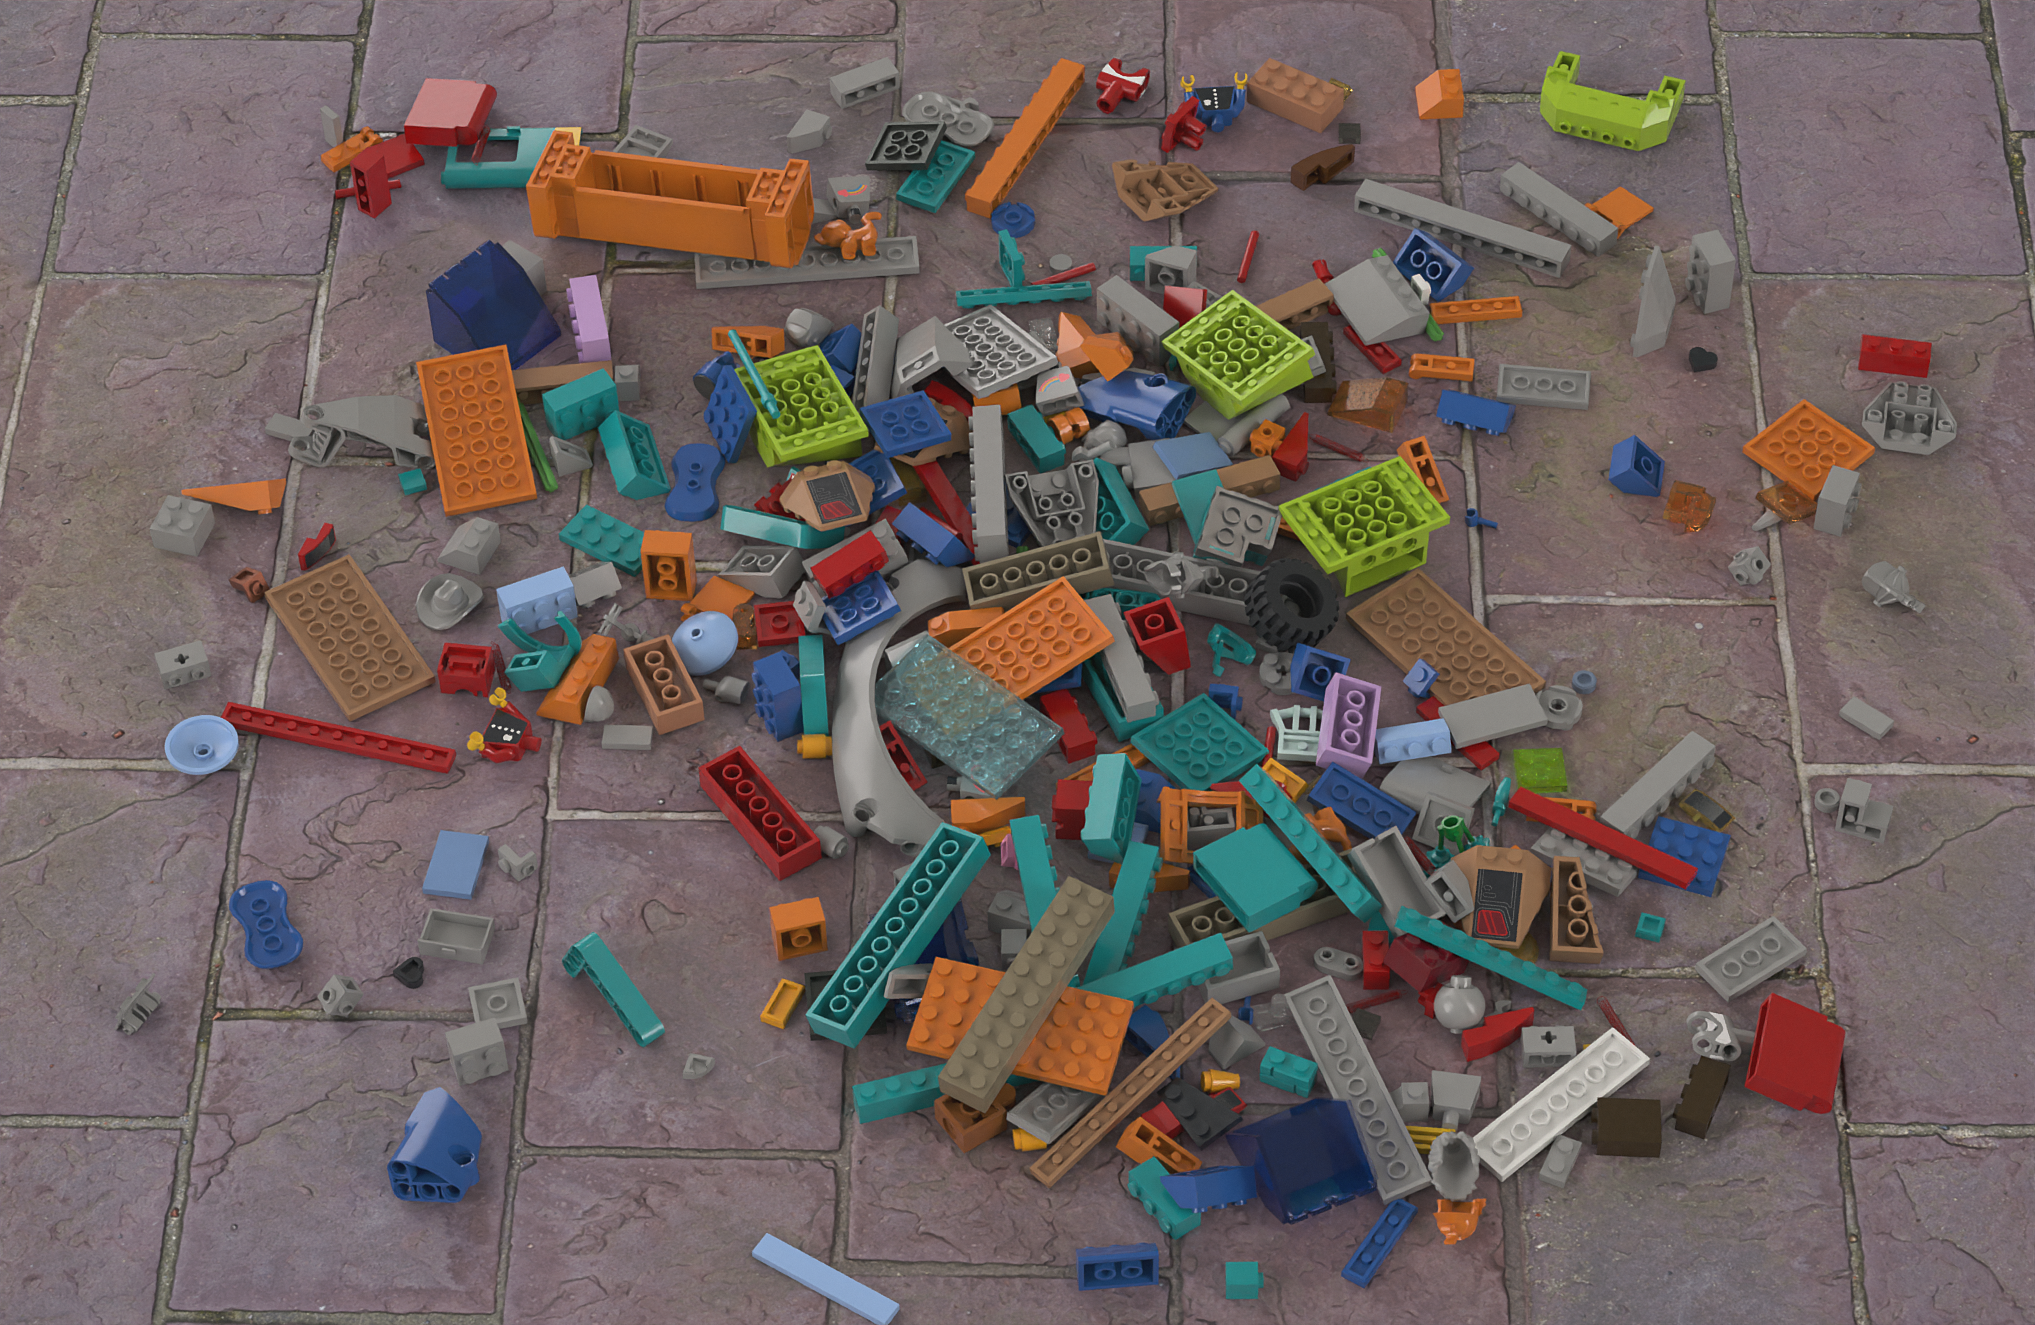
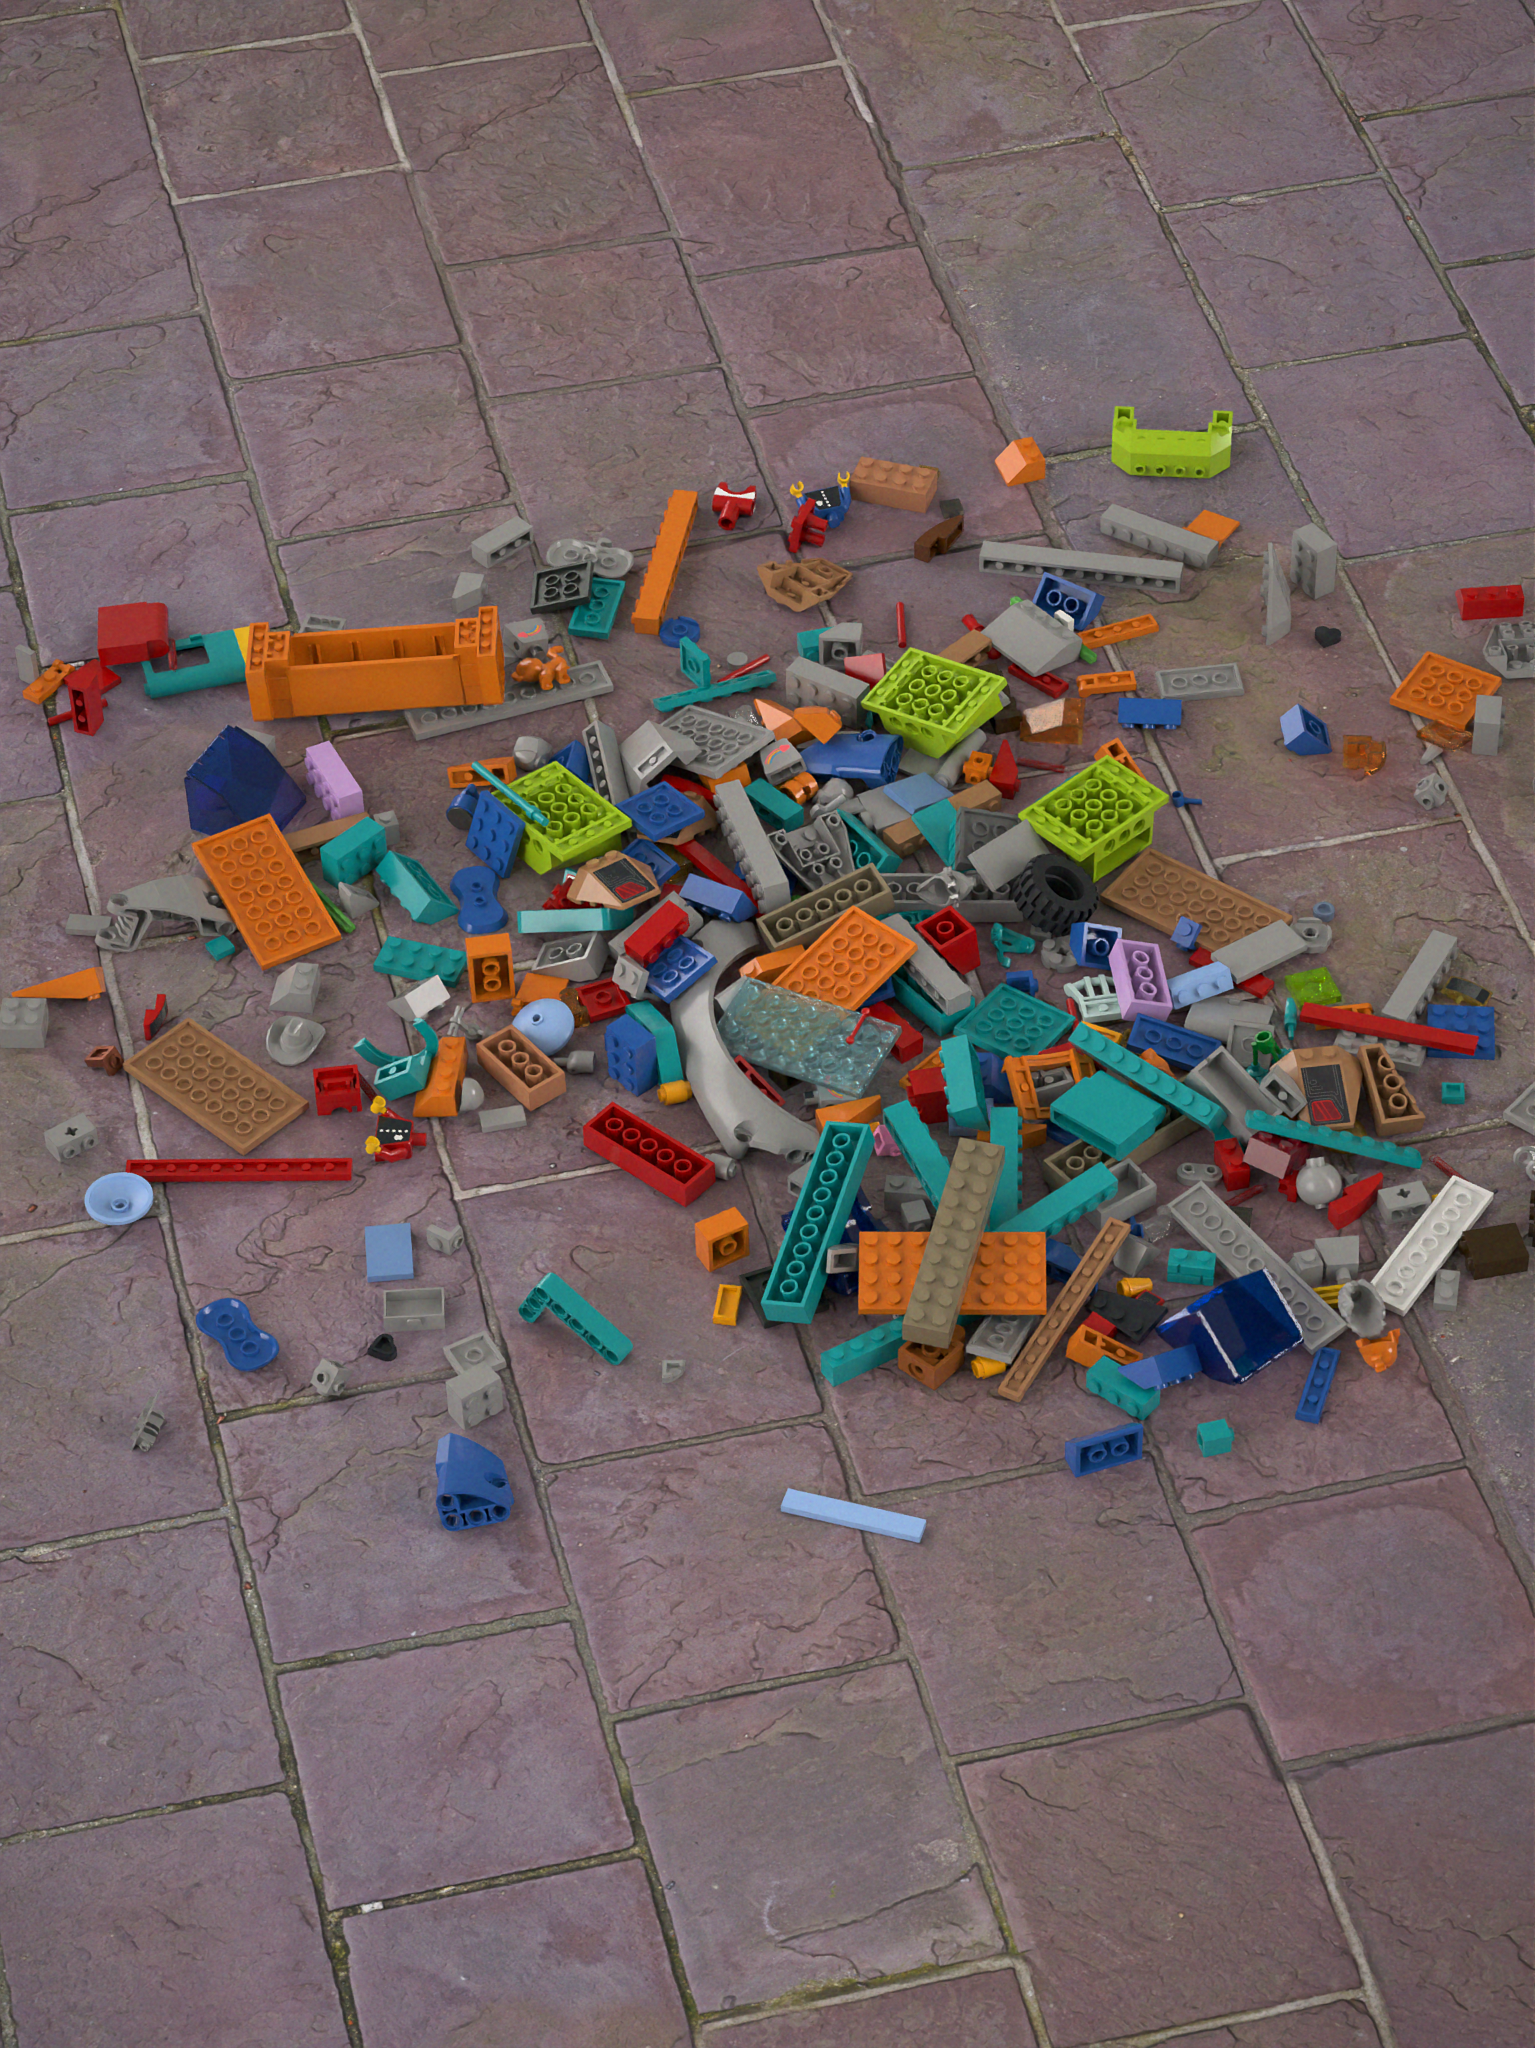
camera: 15 degrees left, 5 degrees down
(537, 600) = (381, 1020): light blue brick -> none
(1031, 704) = (865, 1013): none -> red hinge
(1252, 549) = (1007, 855): none -> light grey tile

